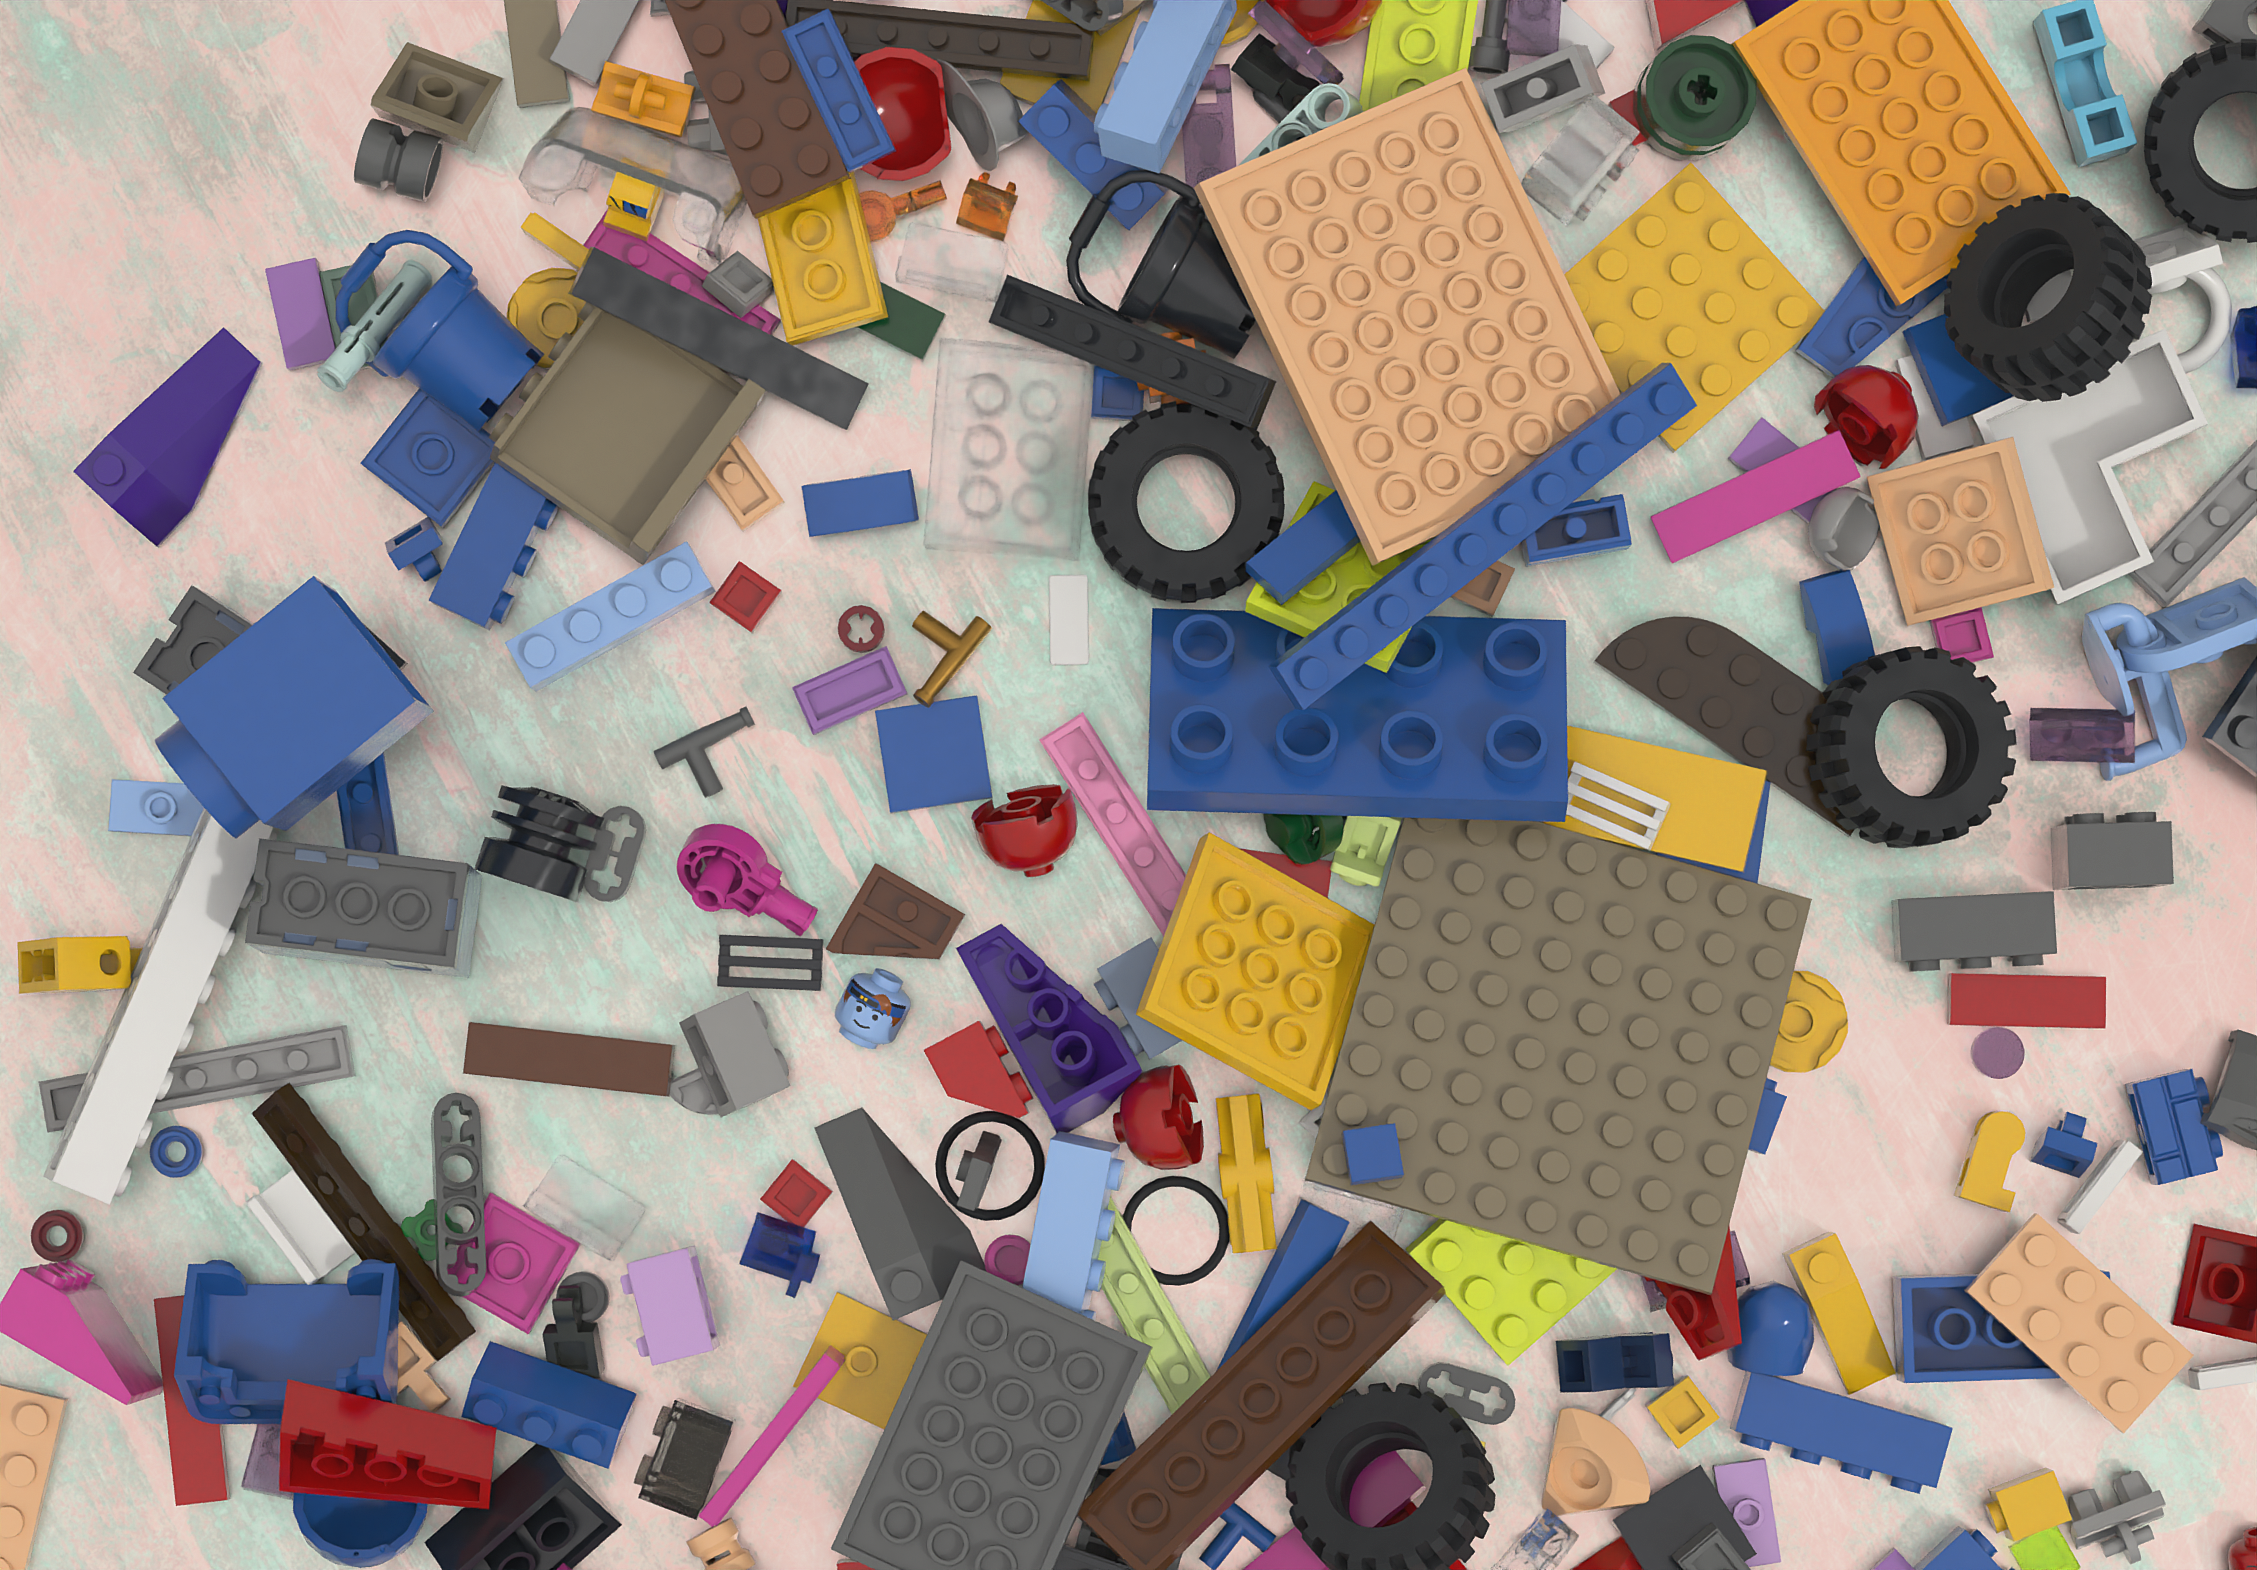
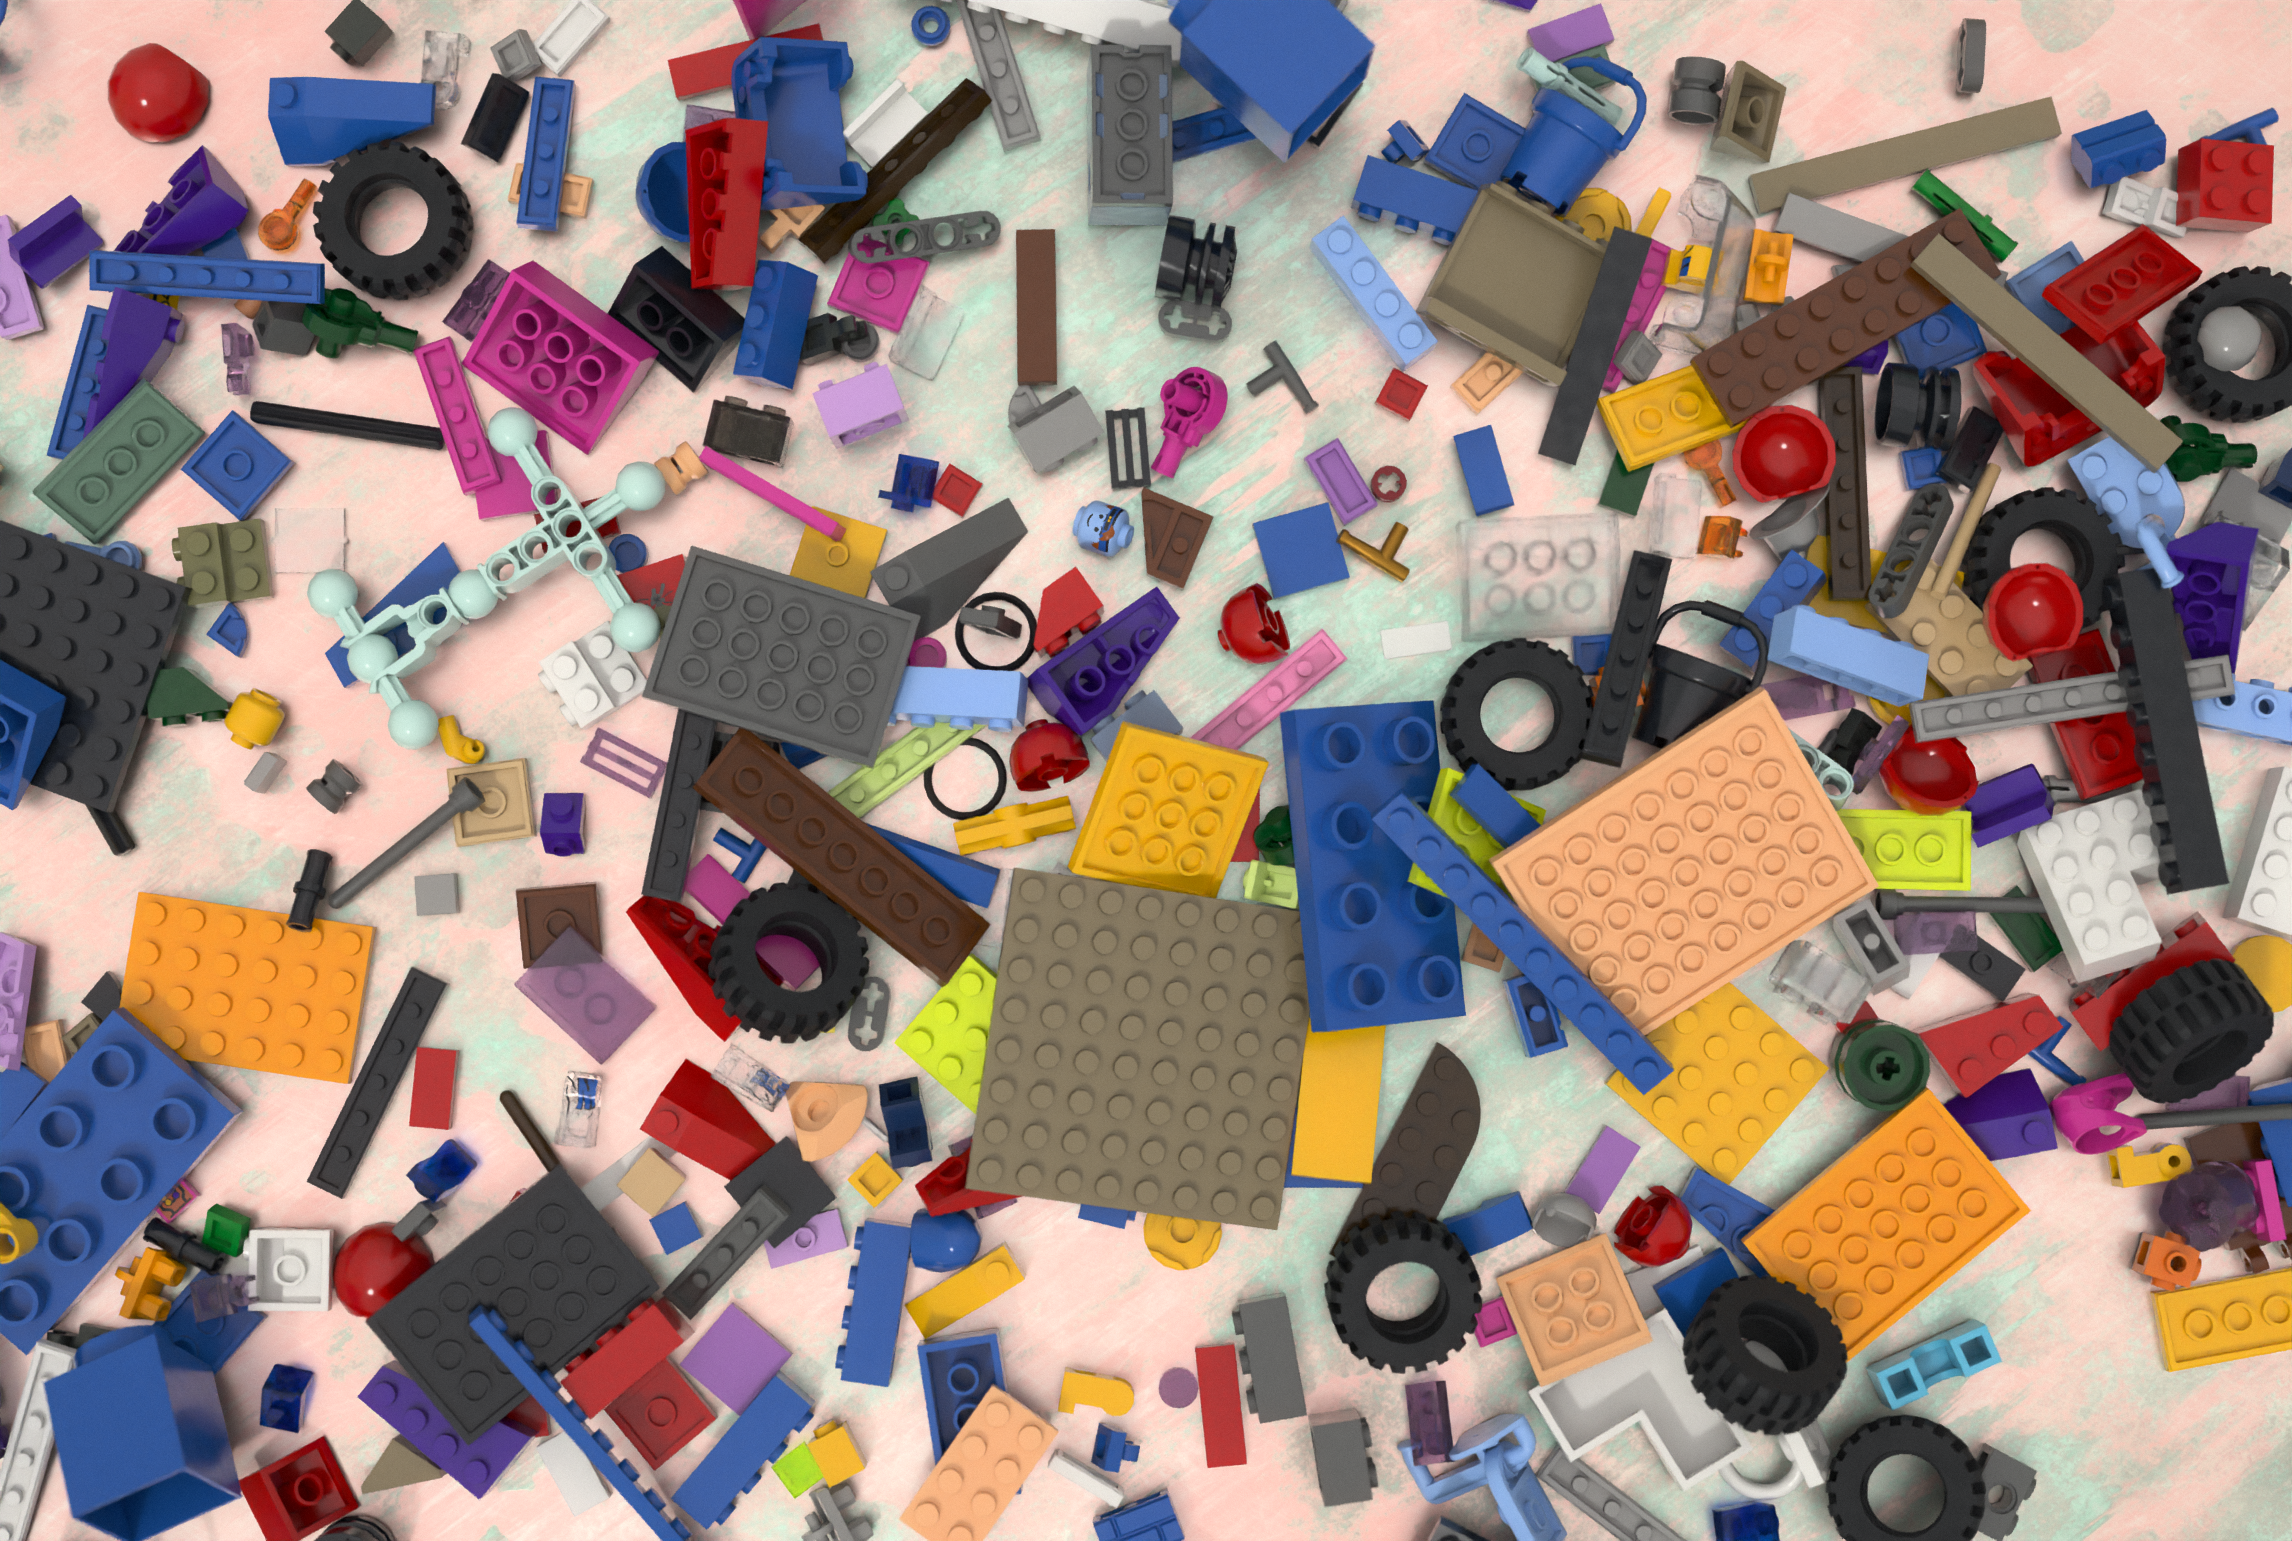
camera: 80 degrees right, 0 degrees up
(838, 90) = (1796, 410): blue tile -> none
(1372, 1154) = (1039, 915): blue tile -> none
(1653, 824) = (1319, 1101): white tile -> none
(1755, 496) = (1579, 1149): dark pink tile -> none

